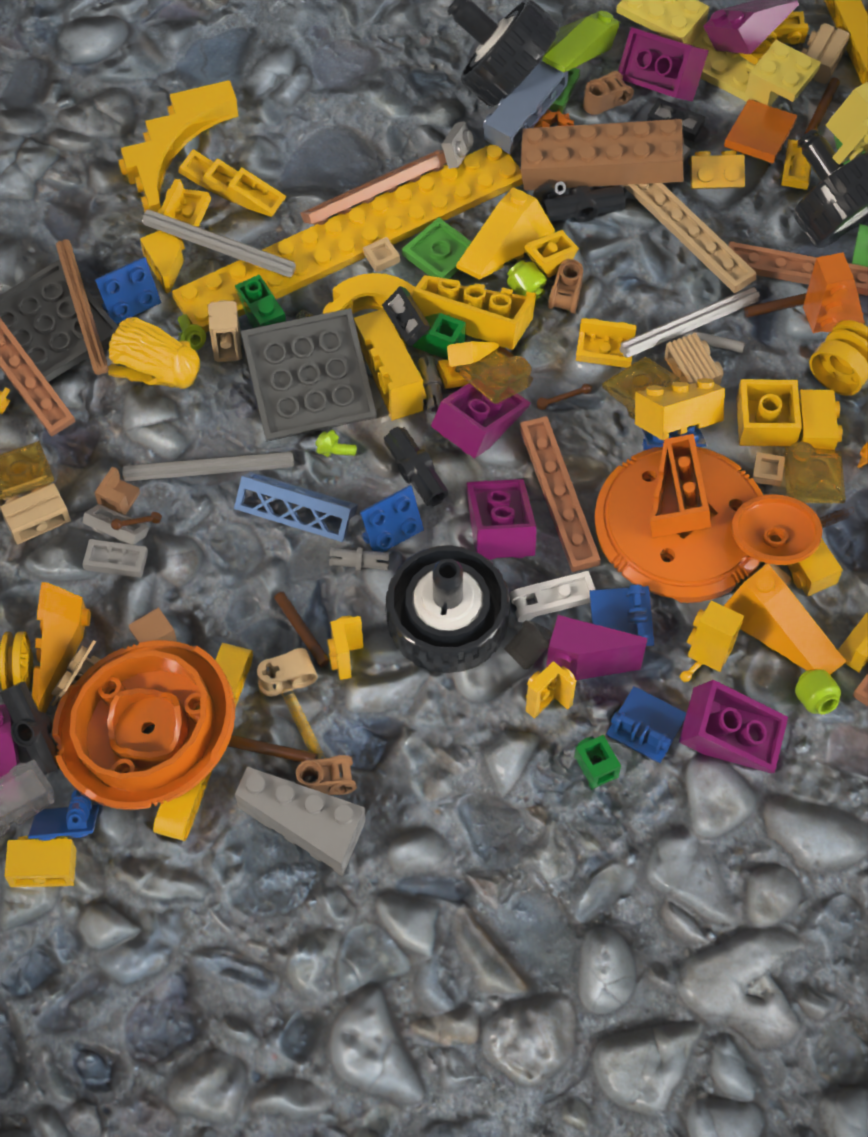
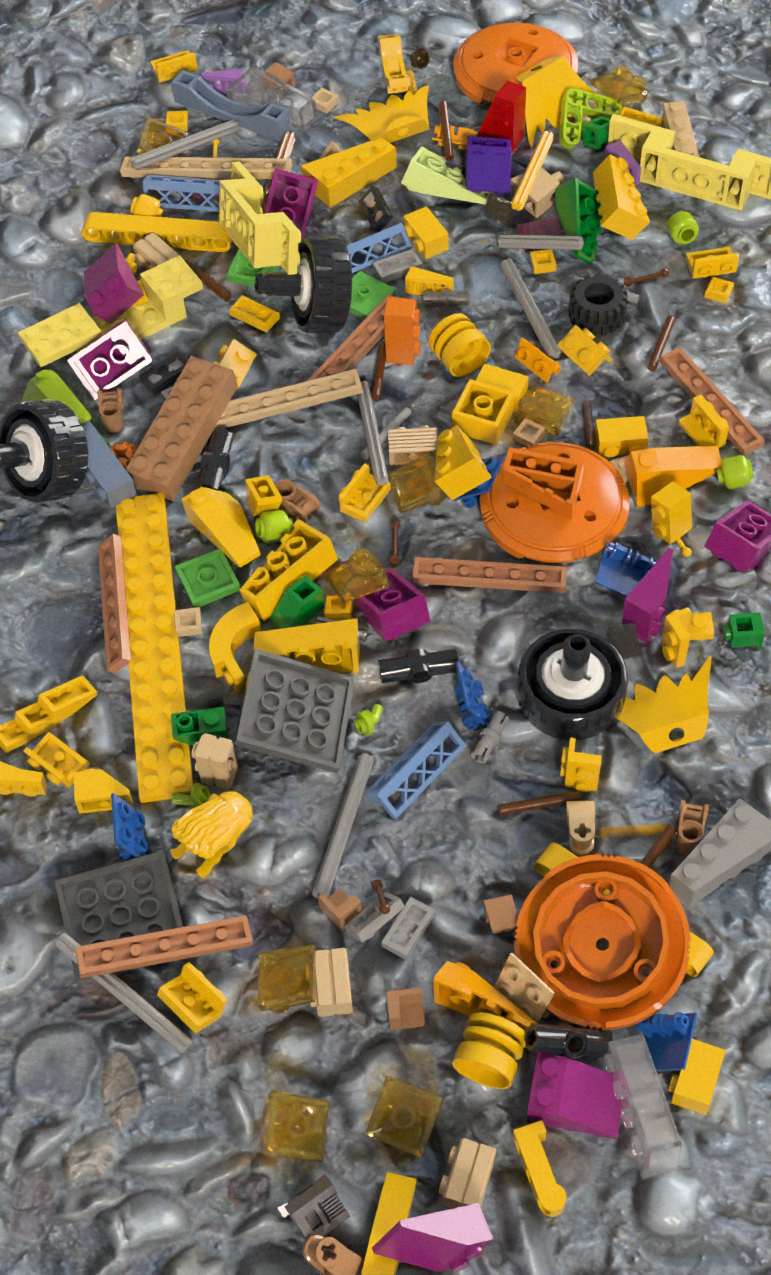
camera: 65 degrees left, 5 degrees down
(26, 582) = (405, 1008): none -> medium nougat panel
(82, 307) = (124, 873): medium nougat axle -> none
(219, 243) = (116, 737): light grey axle -> none
(406, 316) = (276, 615): black piece -> none
(457, 144) = (110, 524): light grey piece -> none
(460, 713) = (668, 708): none -> yellow piece
(469, 352) = (335, 584): yellow slope -> none
(501, 519) = (497, 621): magenta slope -> none
(549, 187) = (189, 476): black arm -> none
(552, 595) = (584, 604): white plate -> none
(588, 716) = (701, 626): none -> yellow plate
(646, 724) = (721, 590): blue hinge -> none
(760, 131) = (211, 323): orange tile -> none
(777, 529) = (602, 436): orange dish -> none

